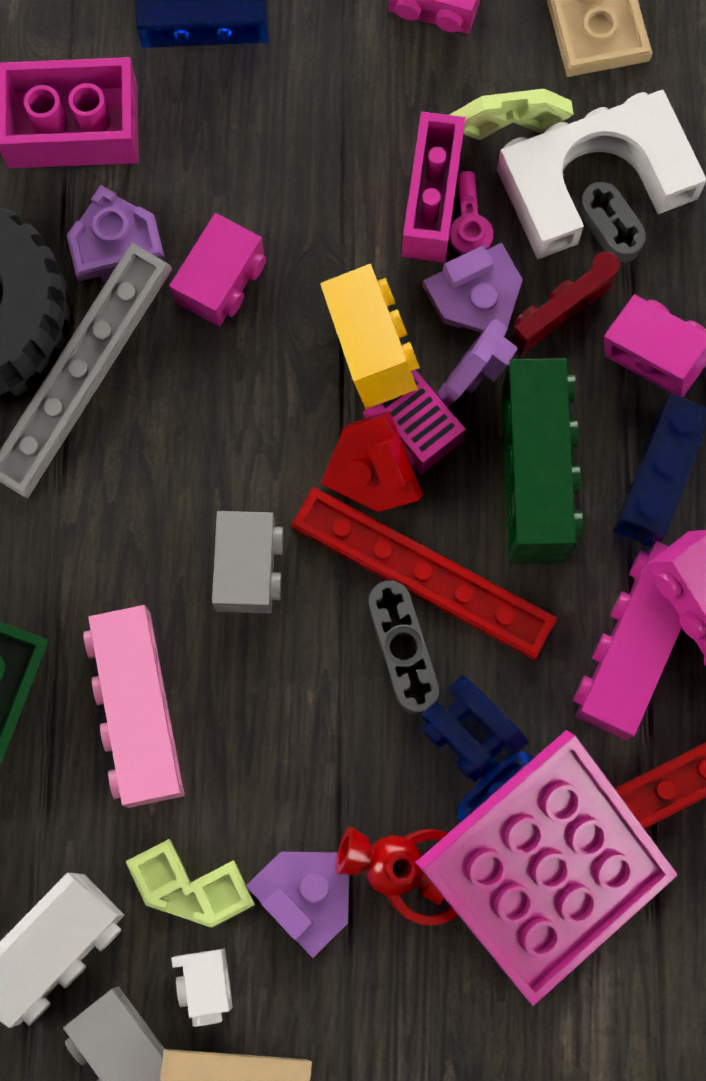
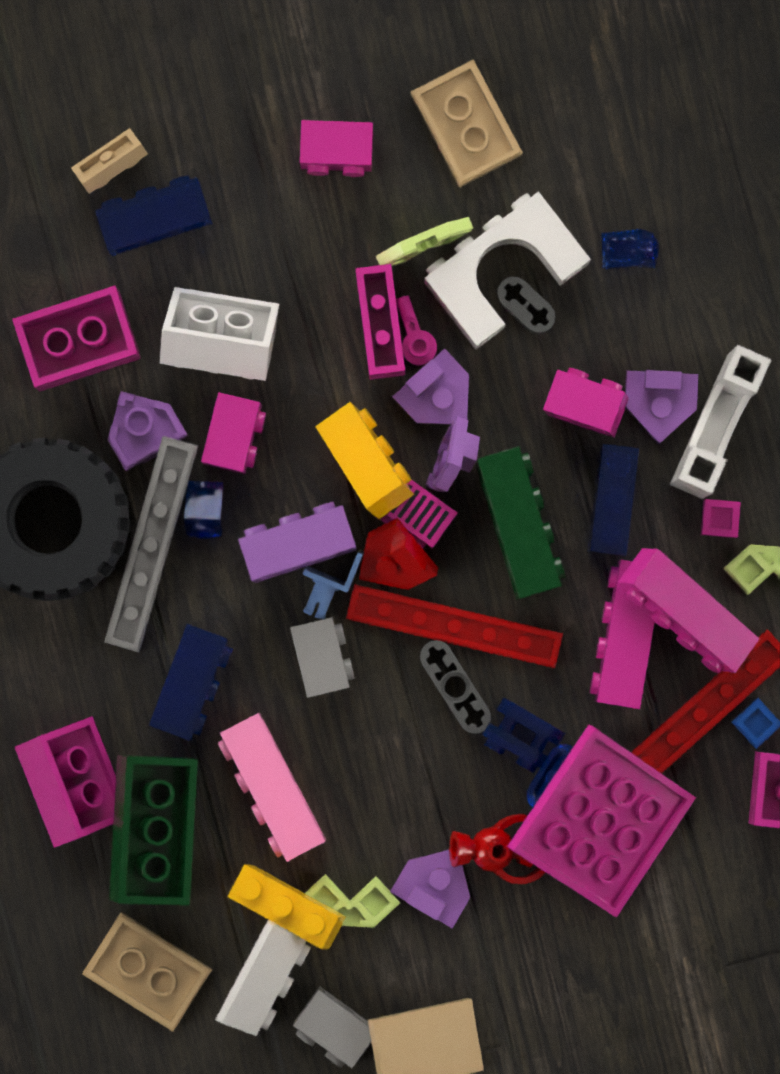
camera: 15 degrees left, 10 degrees up
(74, 548) = (191, 683): none -> clear blue brick
(104, 865) = (287, 906): none -> yellow brick
(156, 349) = (204, 509): none -> clear blue bracket
(204, 985) = (381, 968): white brick -> none
(236, 157) = (219, 333): none -> white slope
(255, 411) = (297, 542): none -> medium lavender brick
(278, 478) = (326, 585): none -> medium blue bracket
(565, 303) = (507, 383): dark red plate -> none

